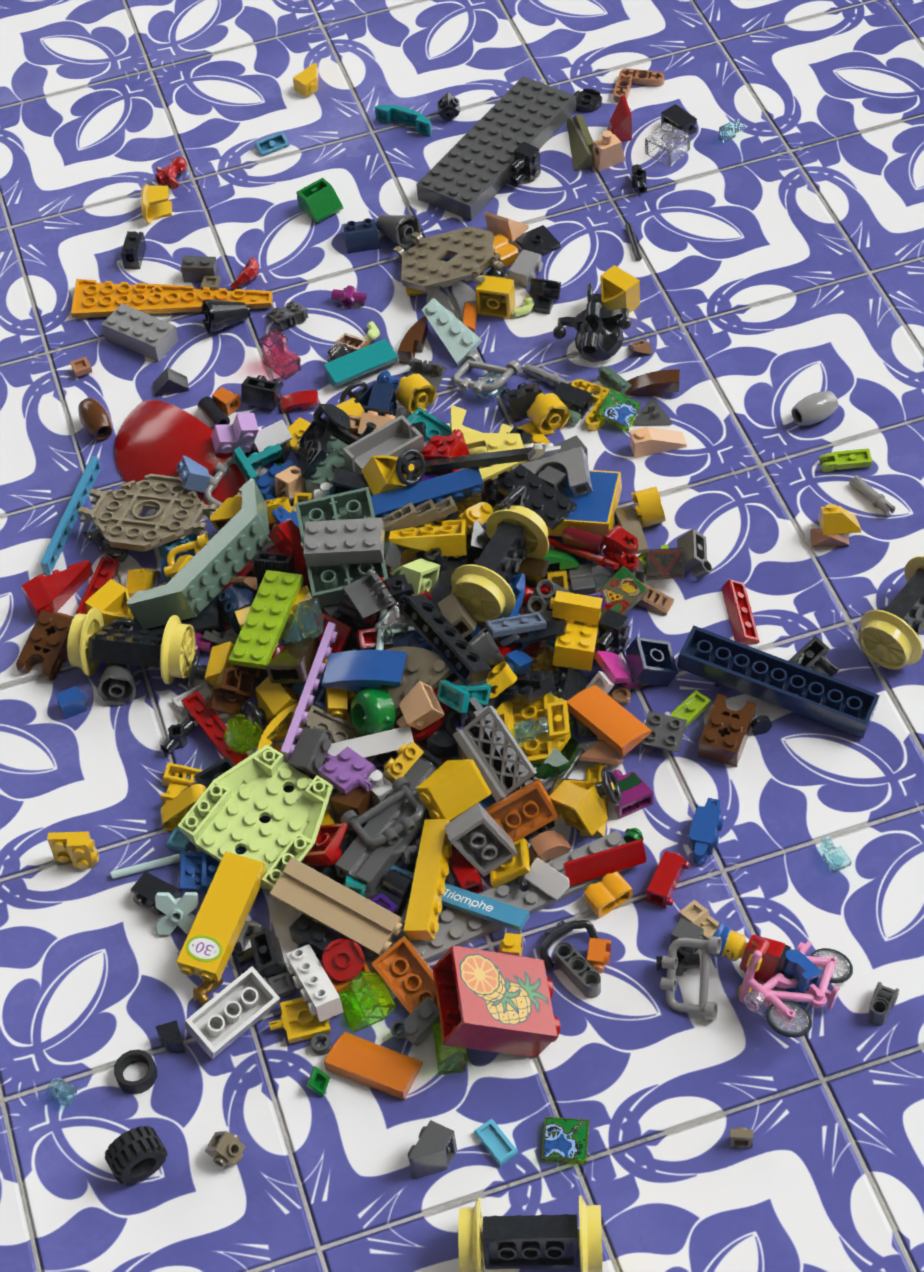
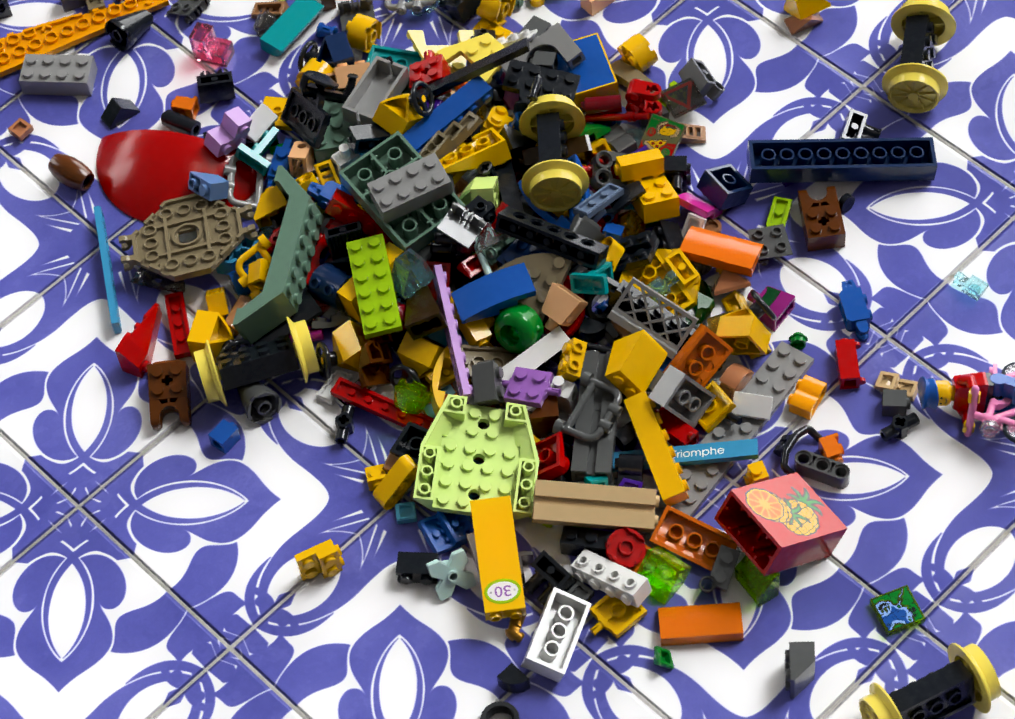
camera: 25 degrees left, 5 degrees up
(146, 866) = (391, 547): light aqua bar -> none
(177, 770) = (357, 455): yellow slope -> none
(249, 582) = (329, 260): medium nougat slope -> none
(304, 399) = (257, 78): red slope -> none
(321, 1050) = (644, 620): dark grey bush -> none
(457, 615) = (540, 209): dark tan slope -> none
(496, 1142) = (841, 638): medium azure tile -> none
(605, 862) = (792, 370): red slope -> none
(669, 983) = (904, 447): light grey bar -> none
(740, 612) = (767, 115): red slope -> none

